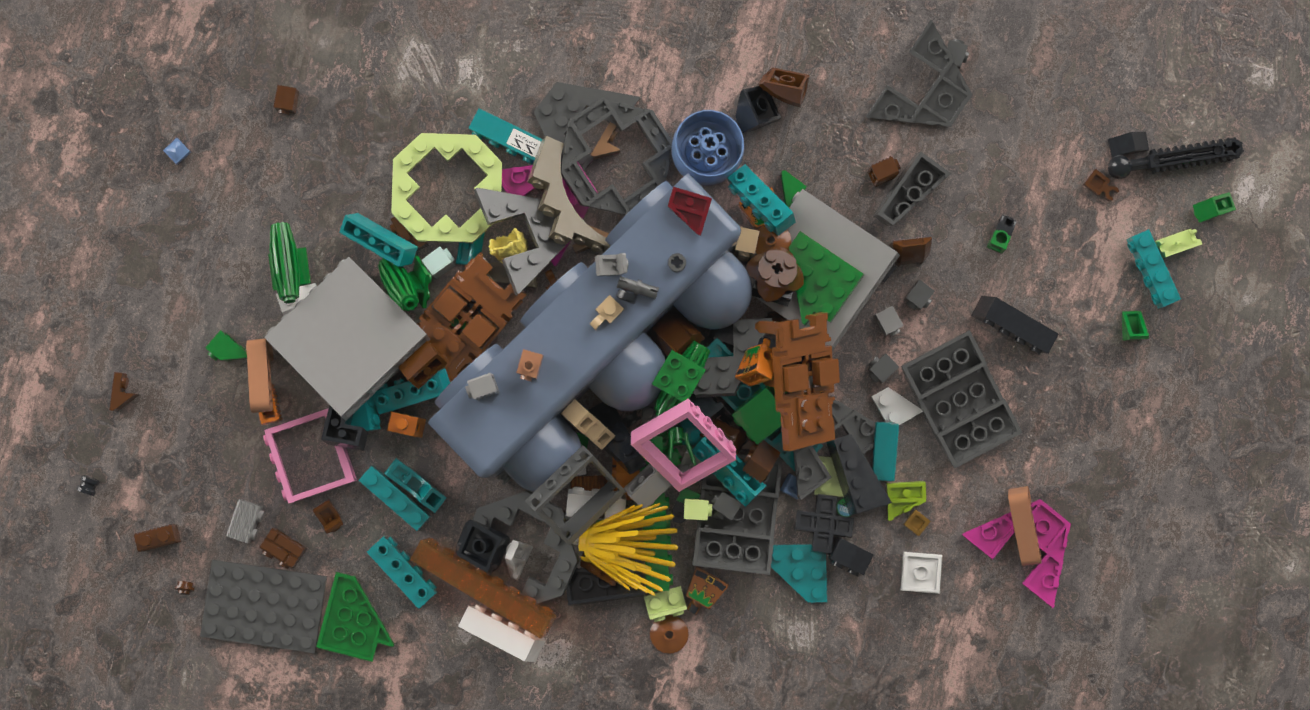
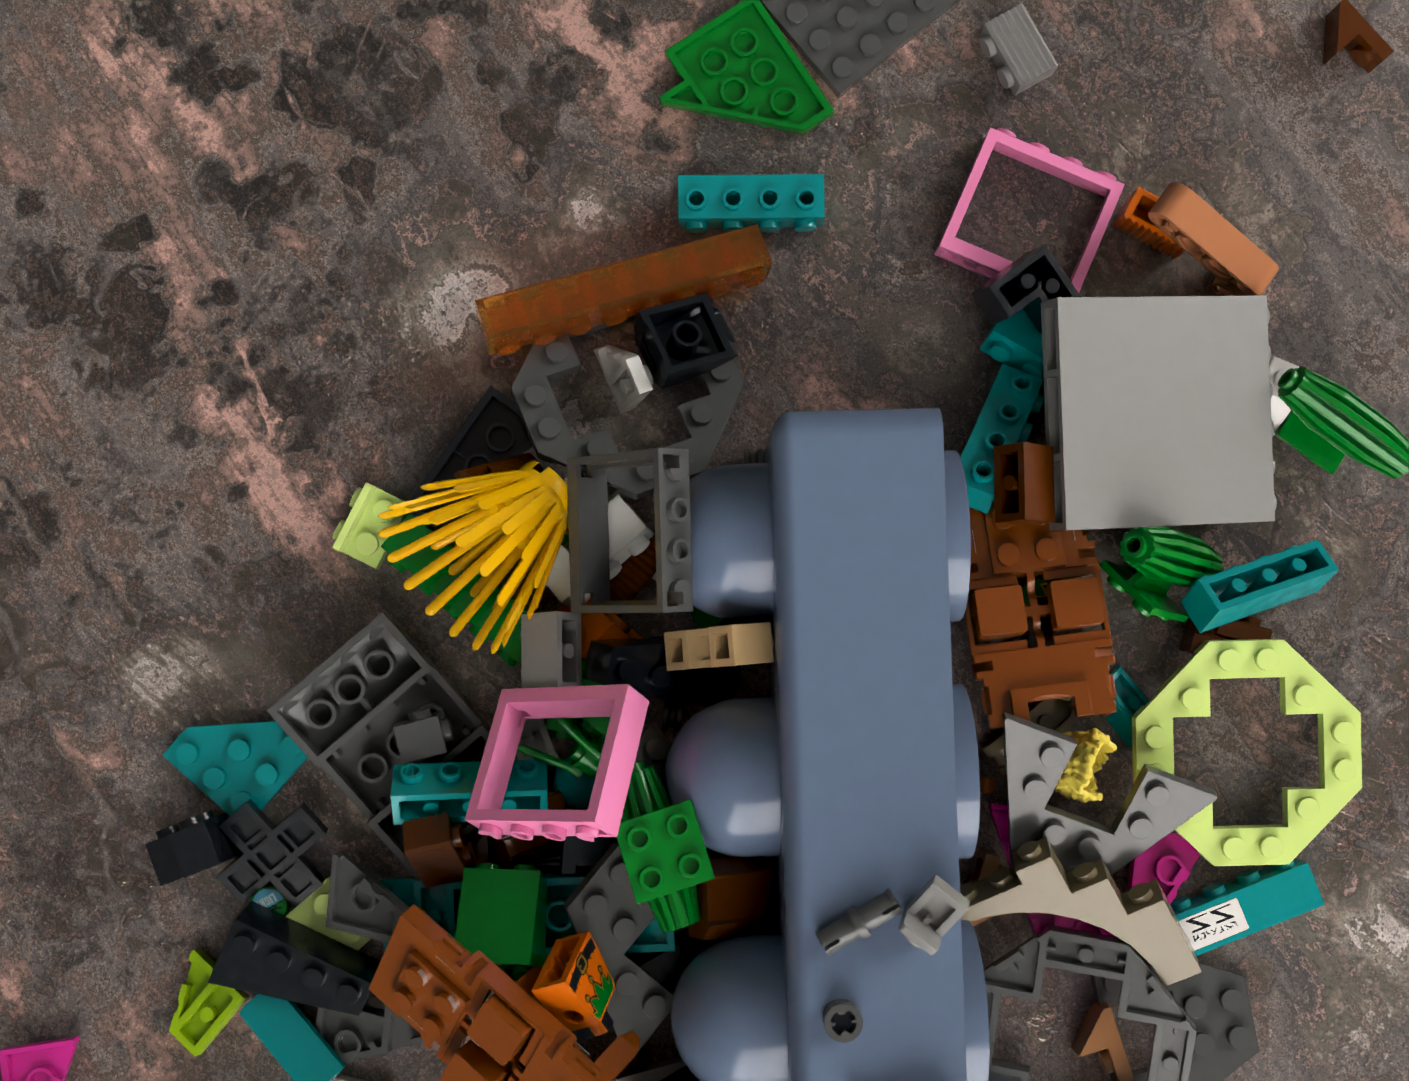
camera: 130 degrees right, 0 degrees up
(225, 348) = (1291, 233): green slope -> none
(282, 548) = (932, 68): reddish brown brick -> none
(328, 516) = (920, 168): reddish brown bracket -> none
(395, 498) = (883, 277): teal arch -> none
(406, 424) = (954, 386): orange torso -> none
(416, 485) = (855, 328): teal arch -> none
(439, 262) = (1147, 643): light aqua brick -> none
(482, 387) = (922, 536): light grey brick -> none
(501, 634) = (540, 255): white wedge -> none
(529, 365) = (889, 641): nougat brick -> none
(608, 311) = (863, 840): tan plate -> none
(626, 296) = (861, 892): black tile -> none
(677, 627) = (327, 511): dark orange dish -> none
(678, 509) = (485, 676): leg -> none
(697, 509) = (453, 691): yellowish green brick -> none
(704, 590) = (338, 596): torso -> none
(789, 486) = (369, 854): medium blue tile -> none
(916, 522) = (152, 988): pearl gold plate -> none
(921, 572) = (80, 927): white tile -> none

